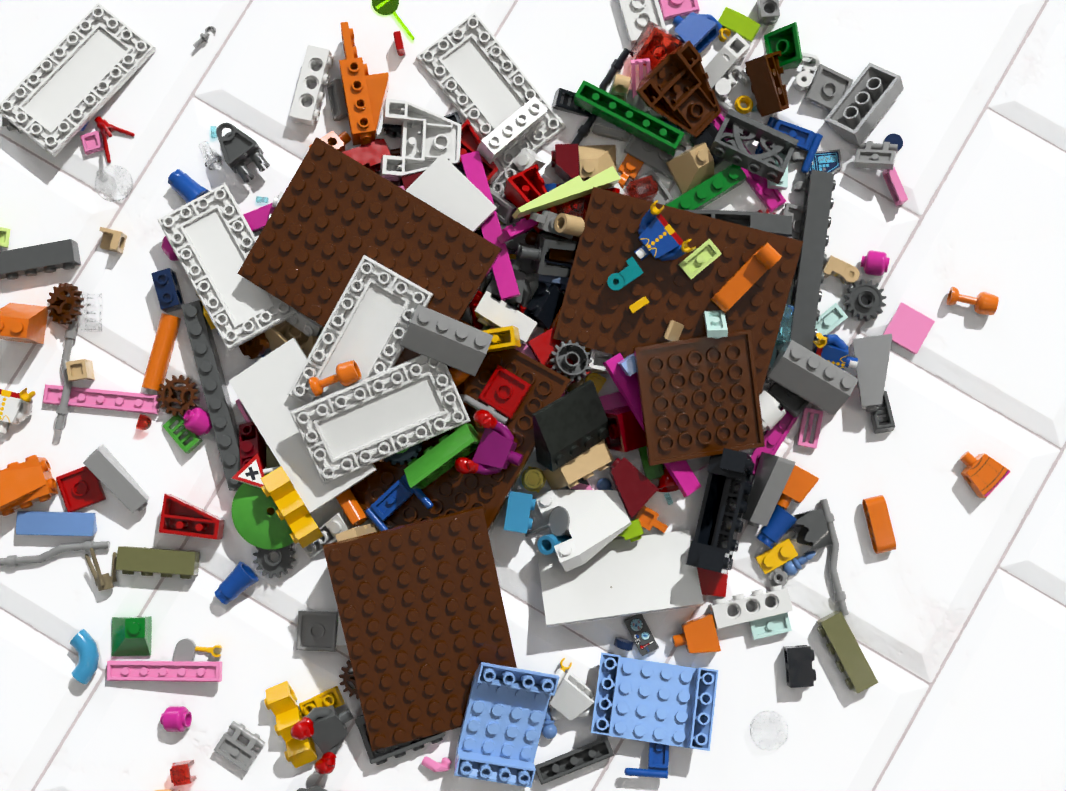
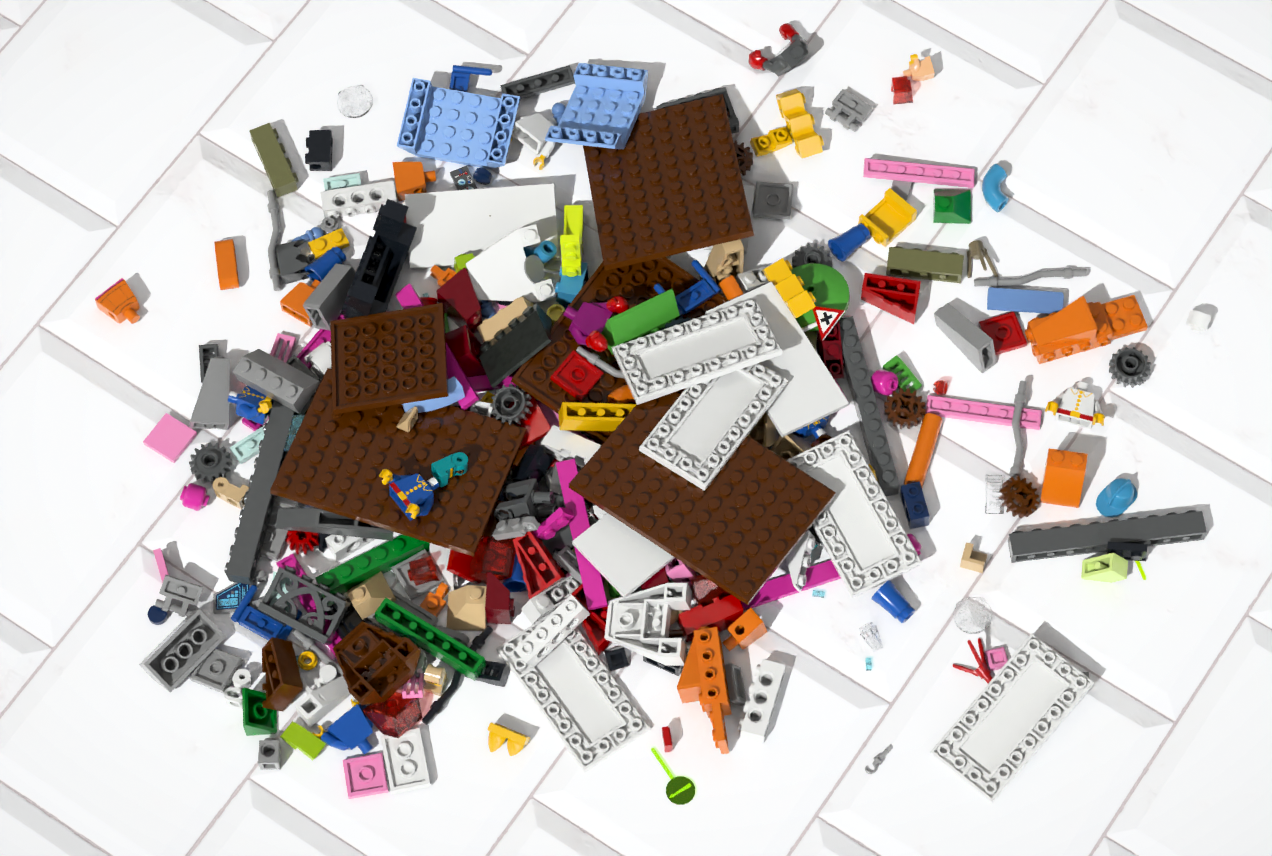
camera: 175 degrees left, 20 degrees down
(80, 370) = (1003, 435): tan panel -> none
(176, 719) = (907, 133): dark pink head -> none
(197, 615) = (888, 218): none -> yellow panel
(209, 650) = (873, 190): yellow hand -> none
(240, 151) = (837, 634): dark grey piece -> none
(327, 730) = (768, 115): dark grey torso -> none
(346, 374) = (727, 384): orange piece -> none
(442, 766) = (662, 86): bright pink arm -> none
(446, 340) = (627, 403): light grey slope -> none
(521, 559) = (572, 240): none -> neon yellow arch
(546, 40) = (499, 733): none -> yellow tile
(569, 191) = (498, 556): yellowish green slope -> none
(569, 224) = (500, 519): tan brick -> none
(638, 304) = (439, 441): yellow tile -> none
(700, 259) = (369, 477): yellowish green plate -> none
(715, 324) = (366, 415): light aqua plate -> none
(746, 277) = (318, 465): orange beam -> none
(983, 304) = (92, 453): orange piece -> none

